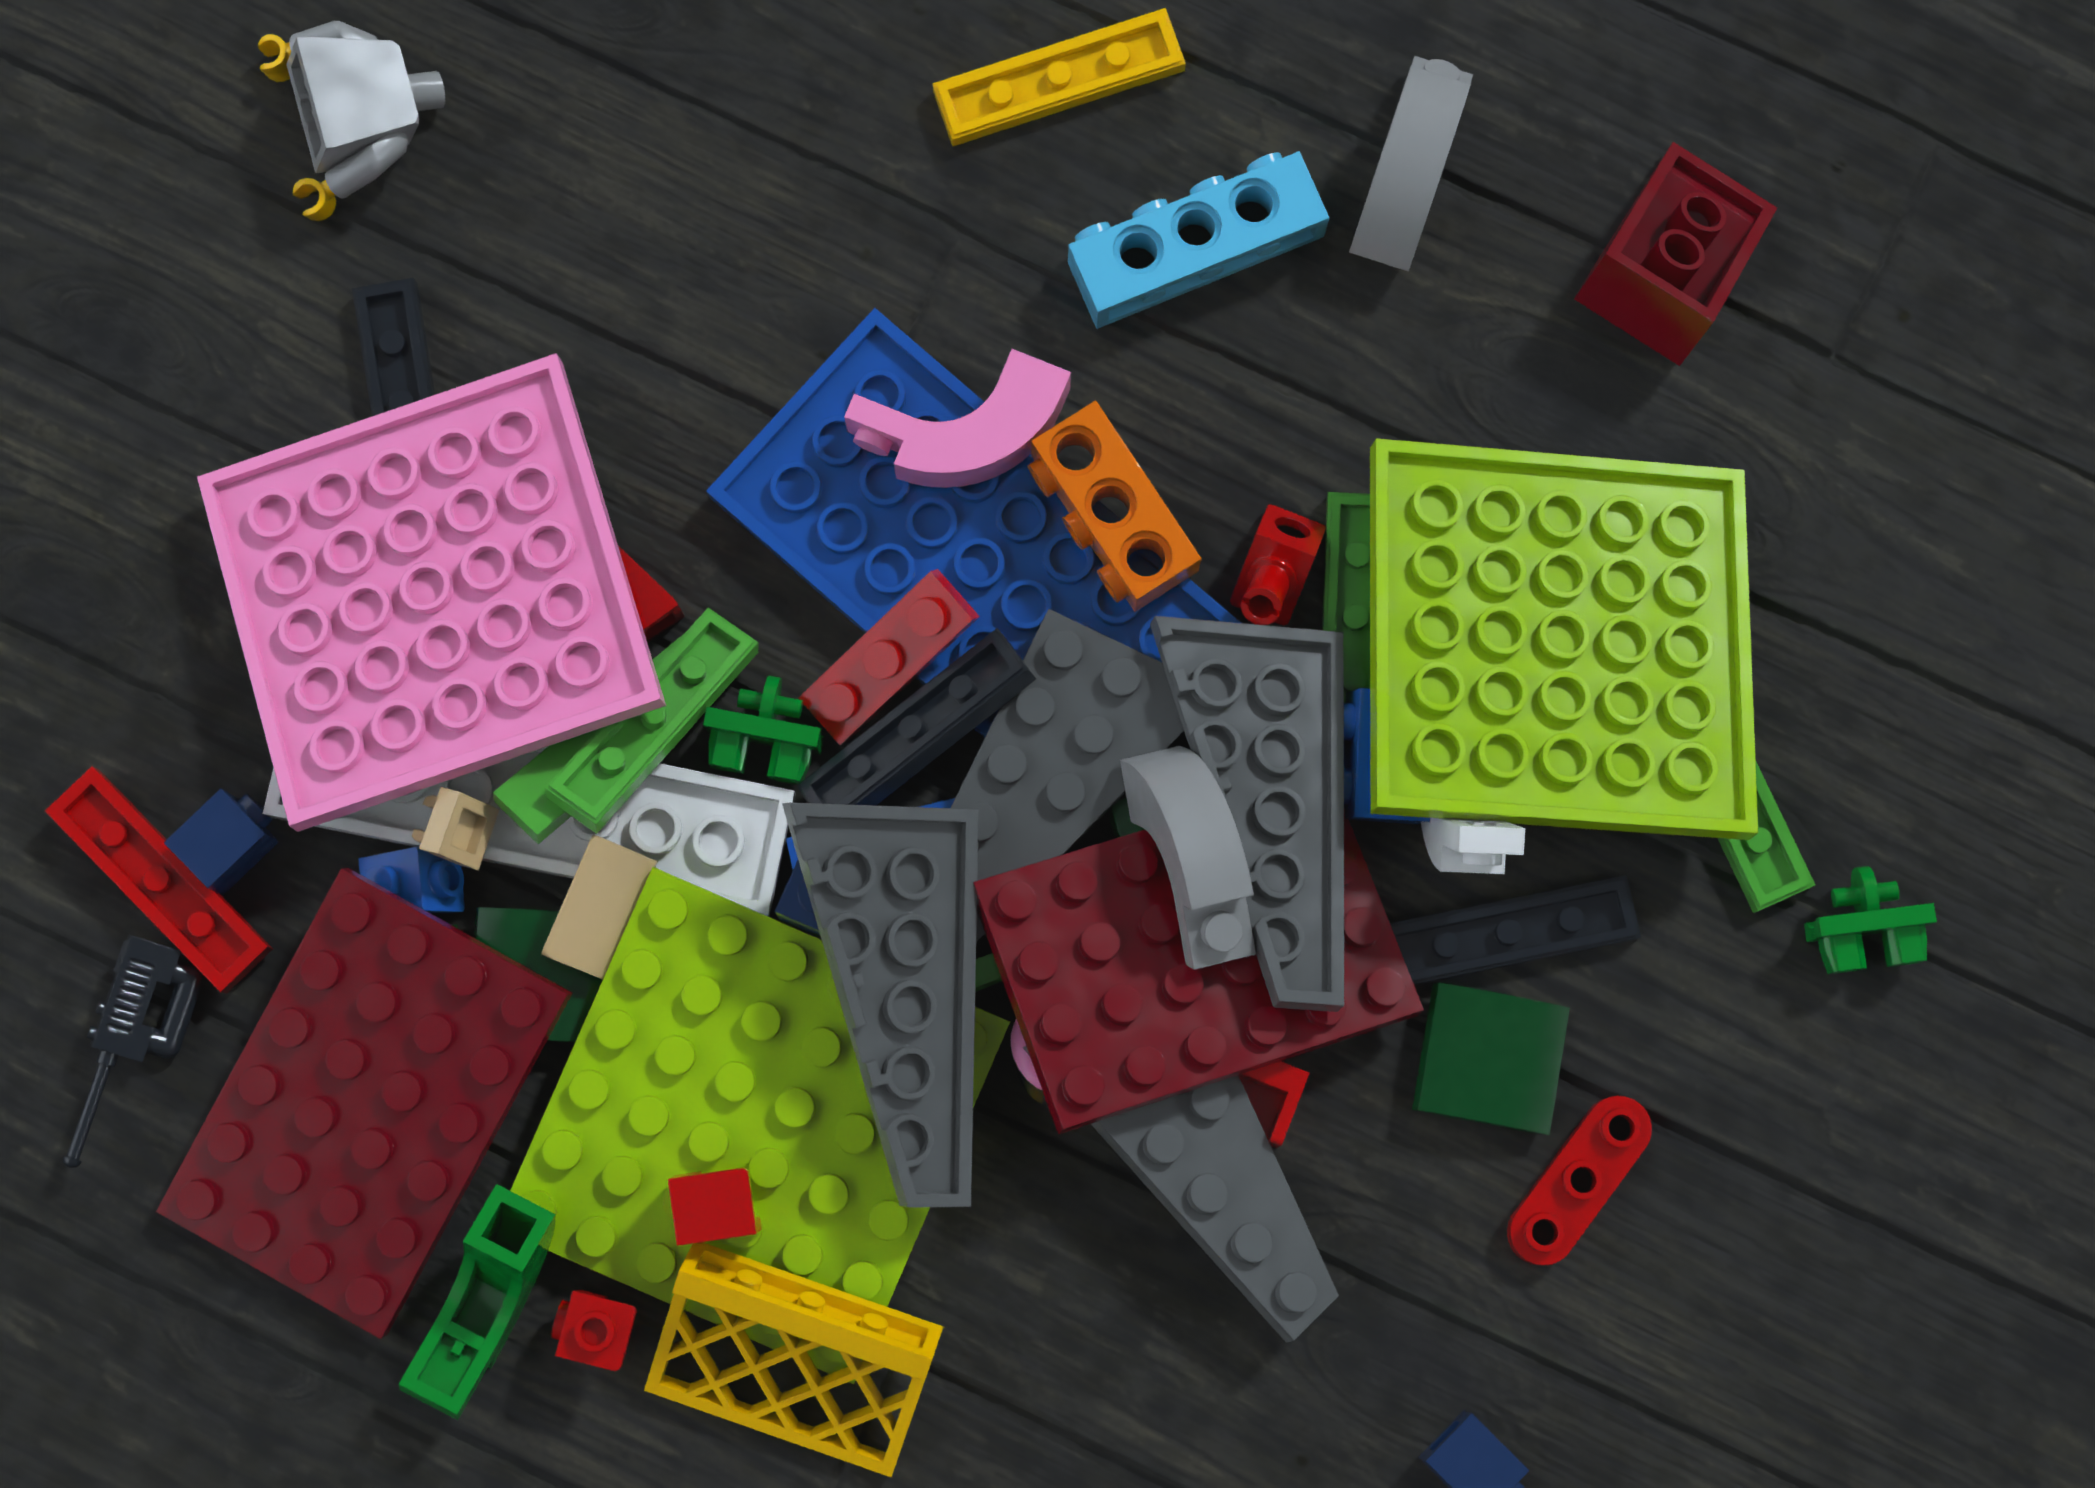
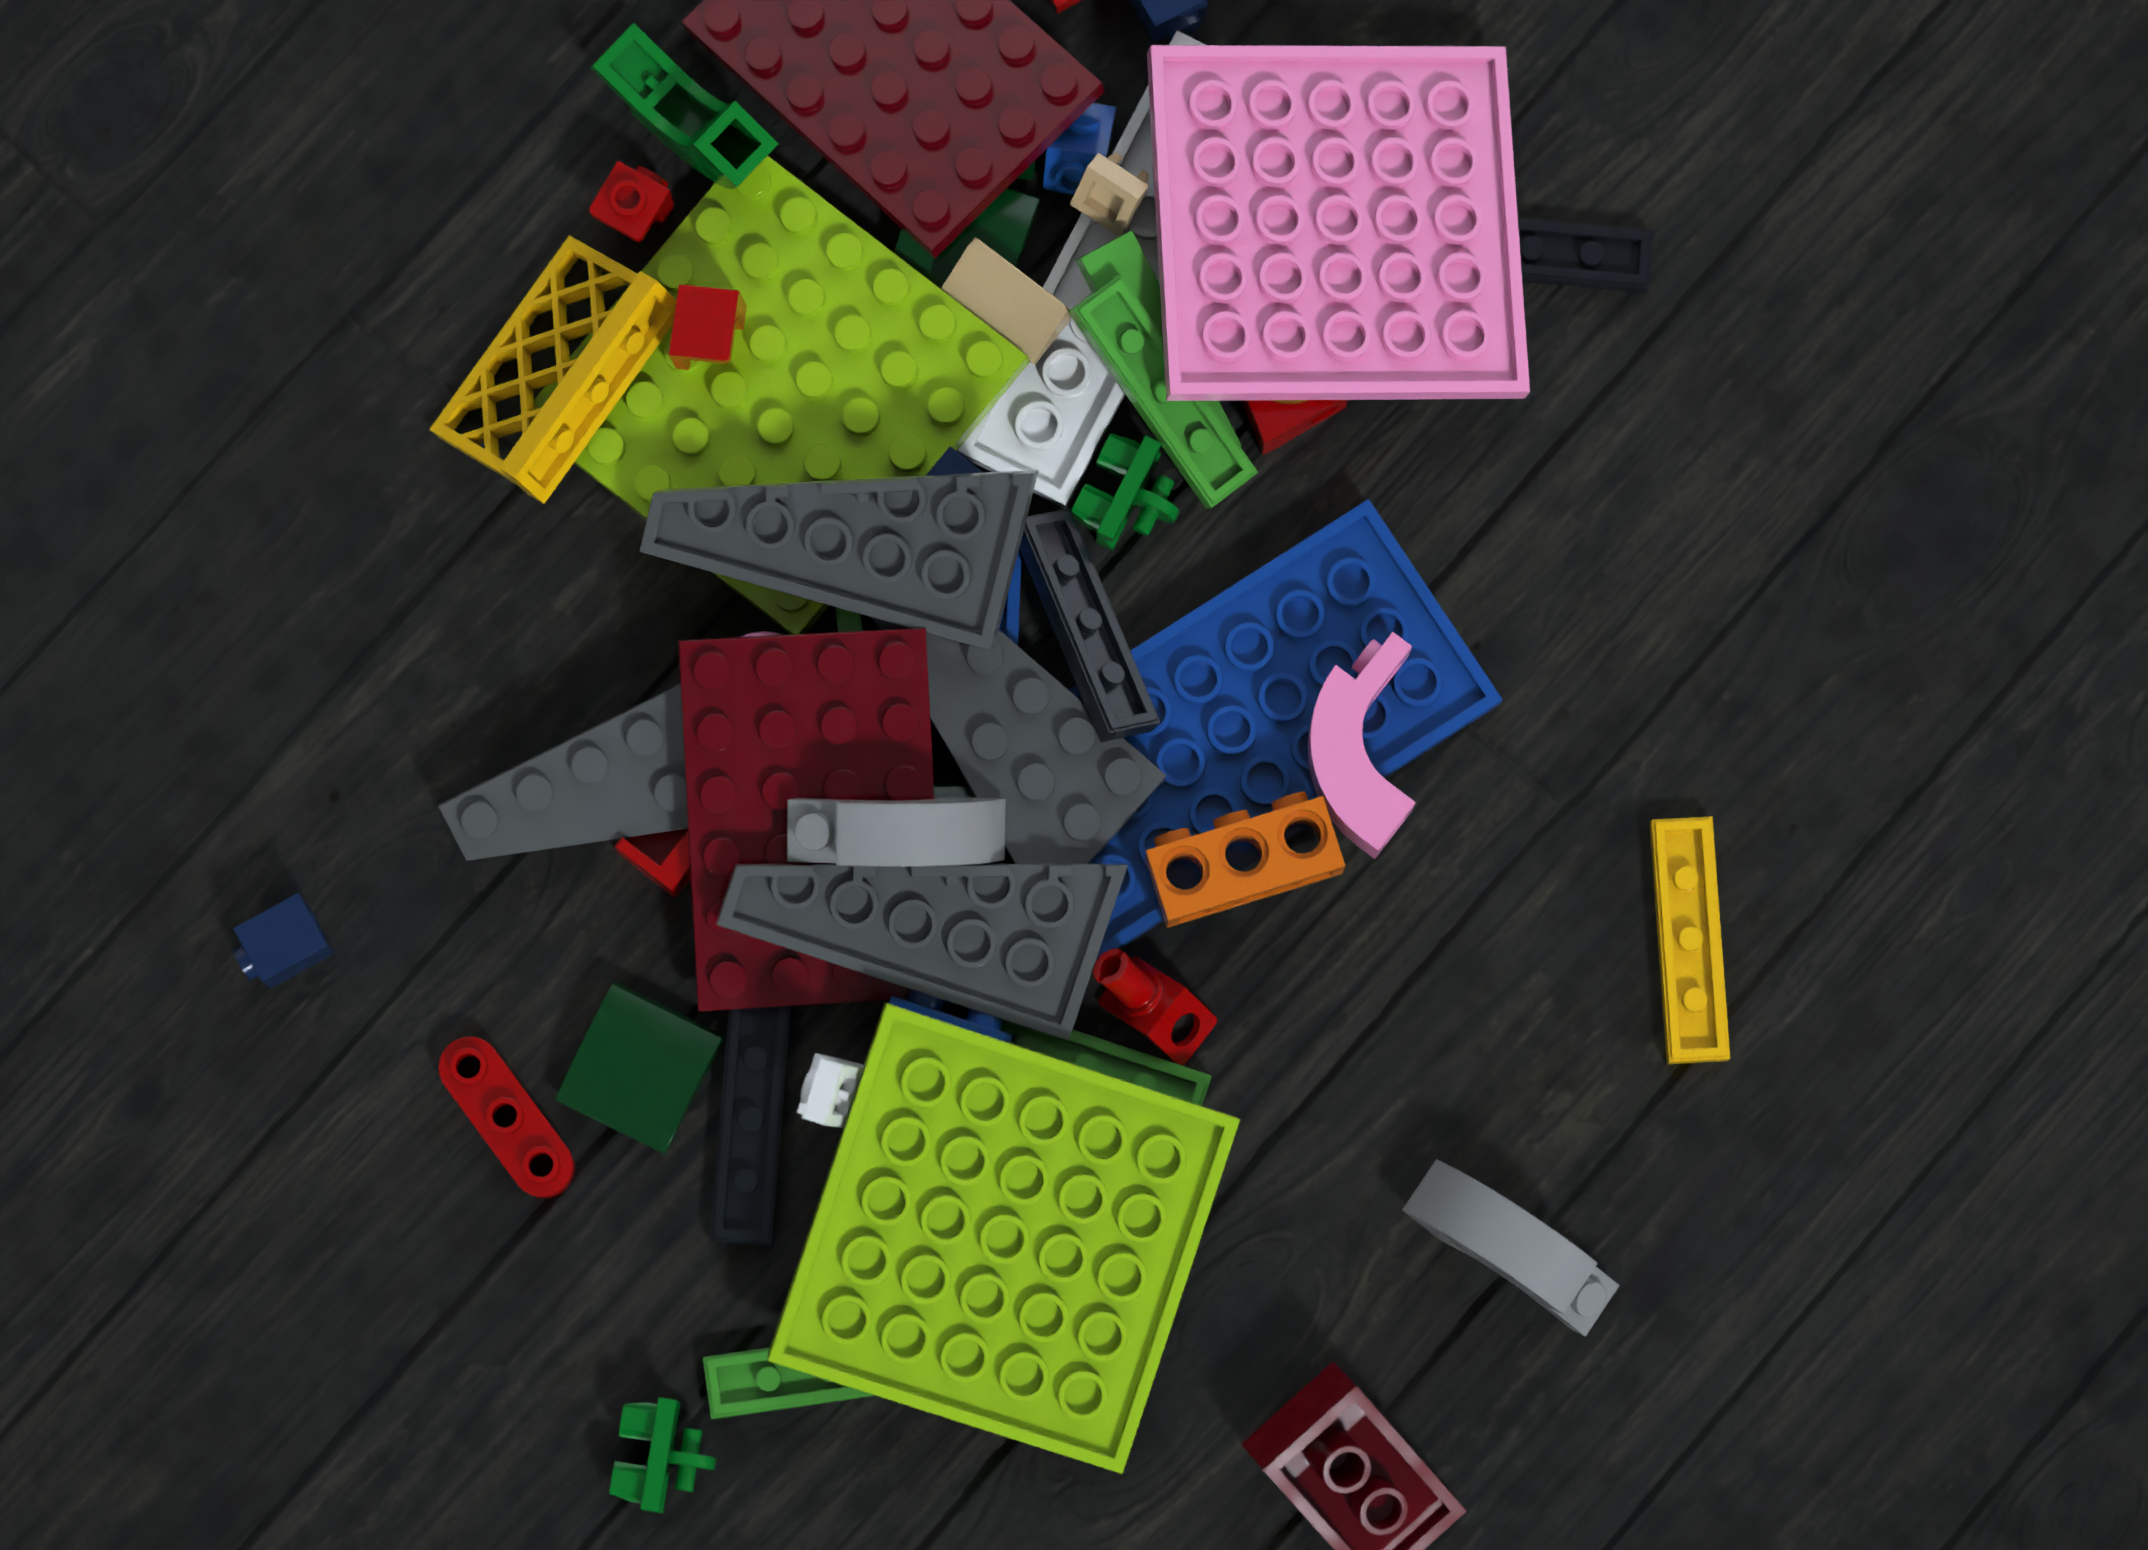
camera: 105 degrees right, 0 degrees up
(352, 105) = (1828, 270): light grey torso -> none
(889, 656) = (1163, 621): red plate -> none
(1118, 291) = (1485, 1116): medium azure brick -> none

